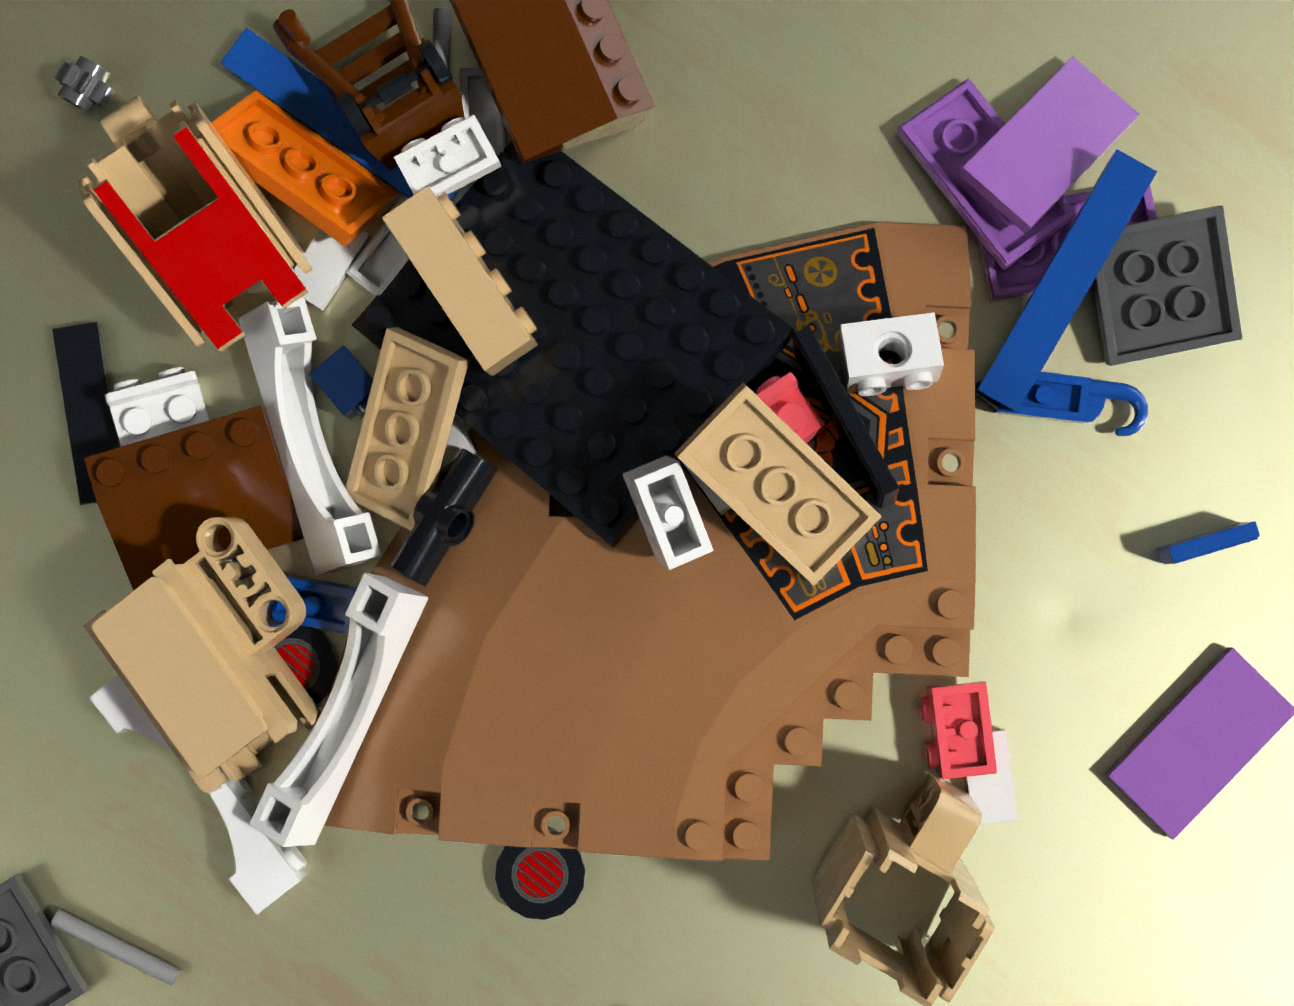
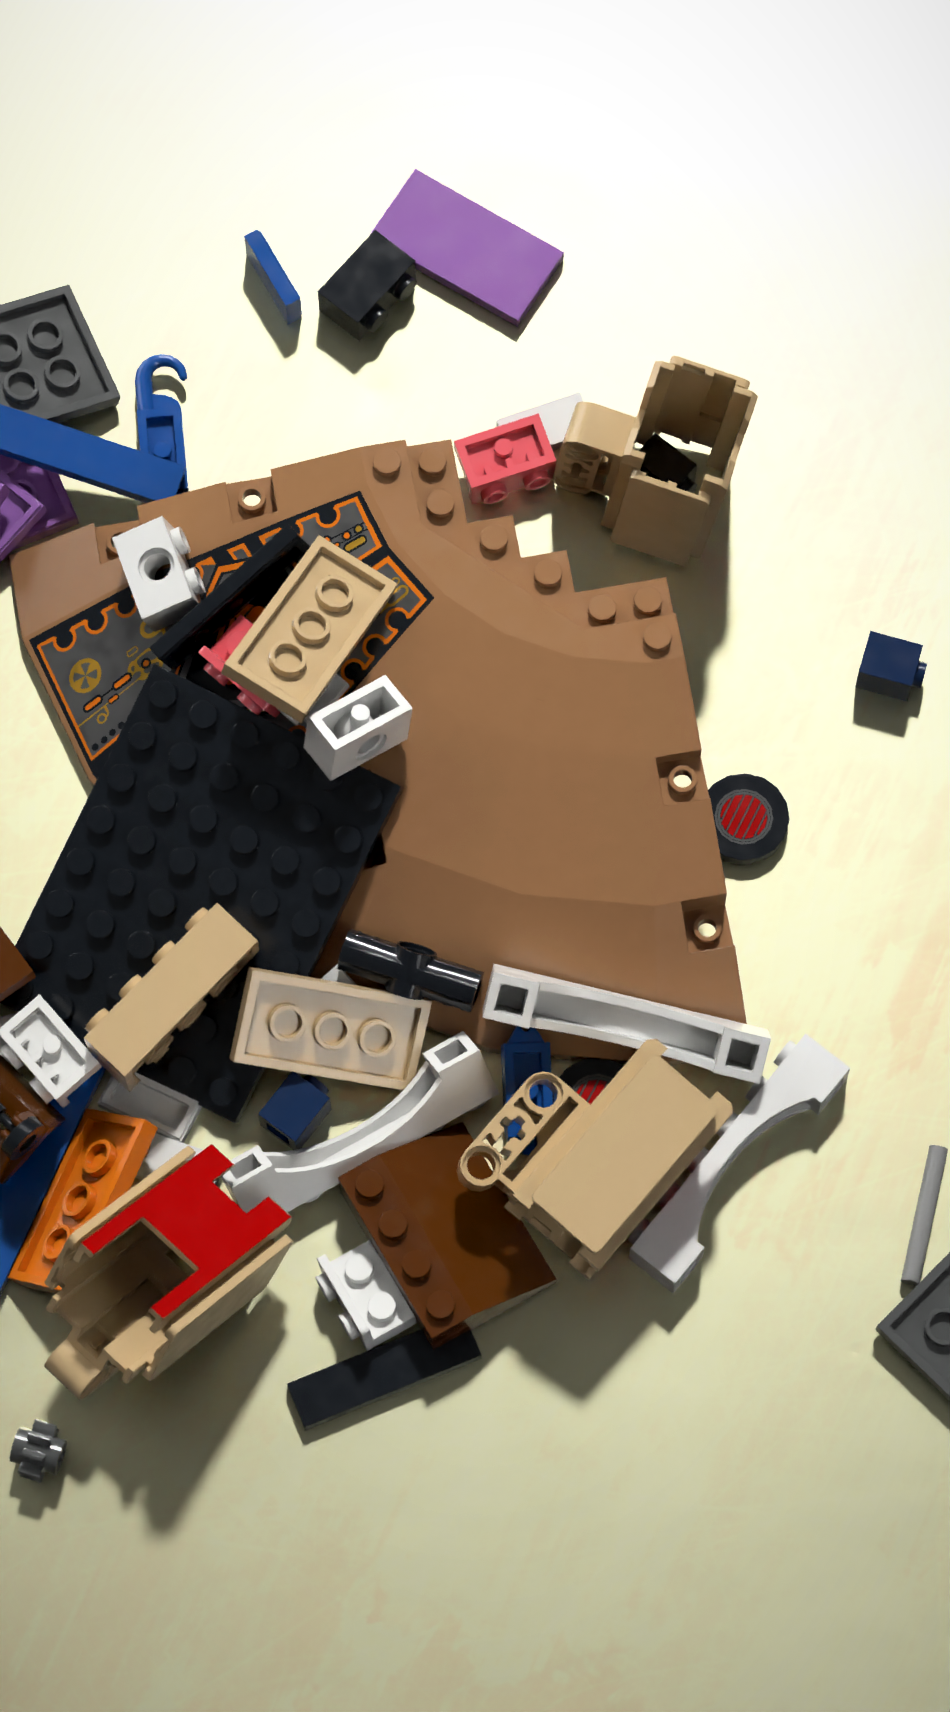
camera: 100 degrees left, 15 degrees down
(909, 890) = (668, 464): none -> black brick
(1177, 635) = (367, 286): none -> black brick

